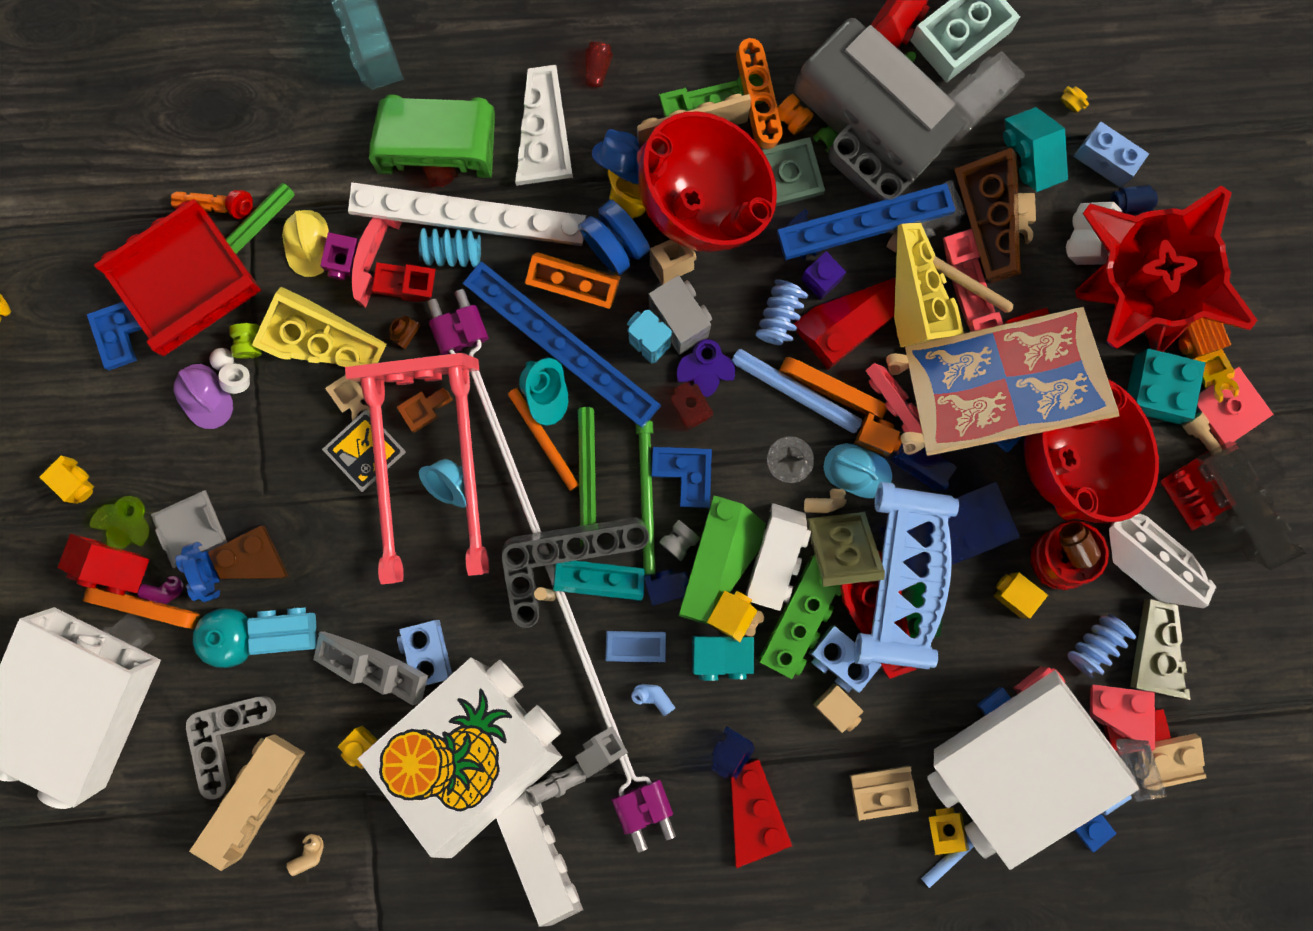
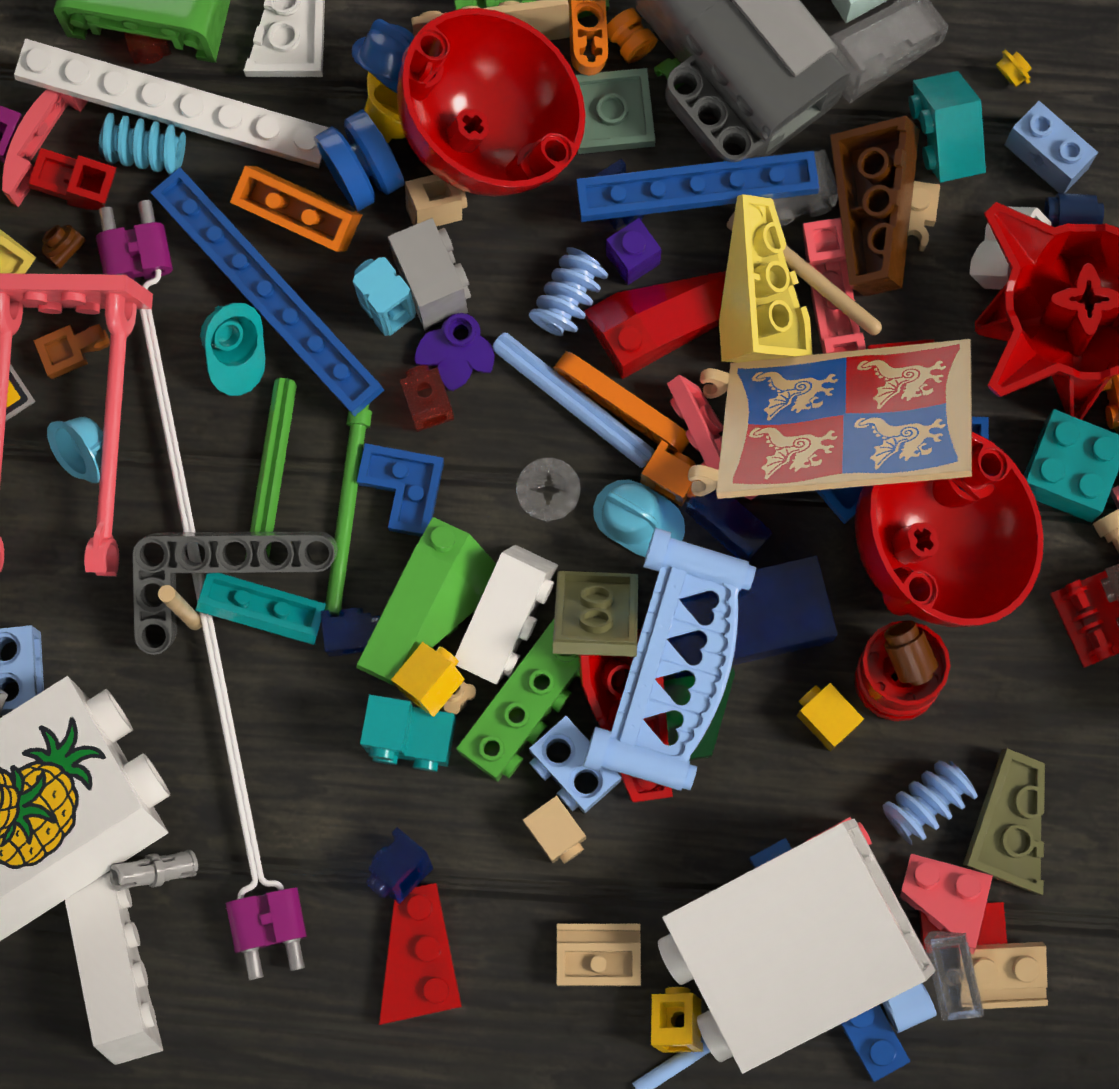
camera: 15 degrees right, 5 degrees down
(543, 439) = (222, 416): orange bar -> none
(601, 752) = (222, 836): light grey brick -> none
(635, 646) = (296, 706): medium blue tile -> none
(653, 695) = (307, 774): light blue arm -> none
(679, 540) = (378, 573): light grey wheel -> none
(826, 505) = (586, 556): tan arm -> none
(1159, 563) = (1023, 696): white wedge -> none

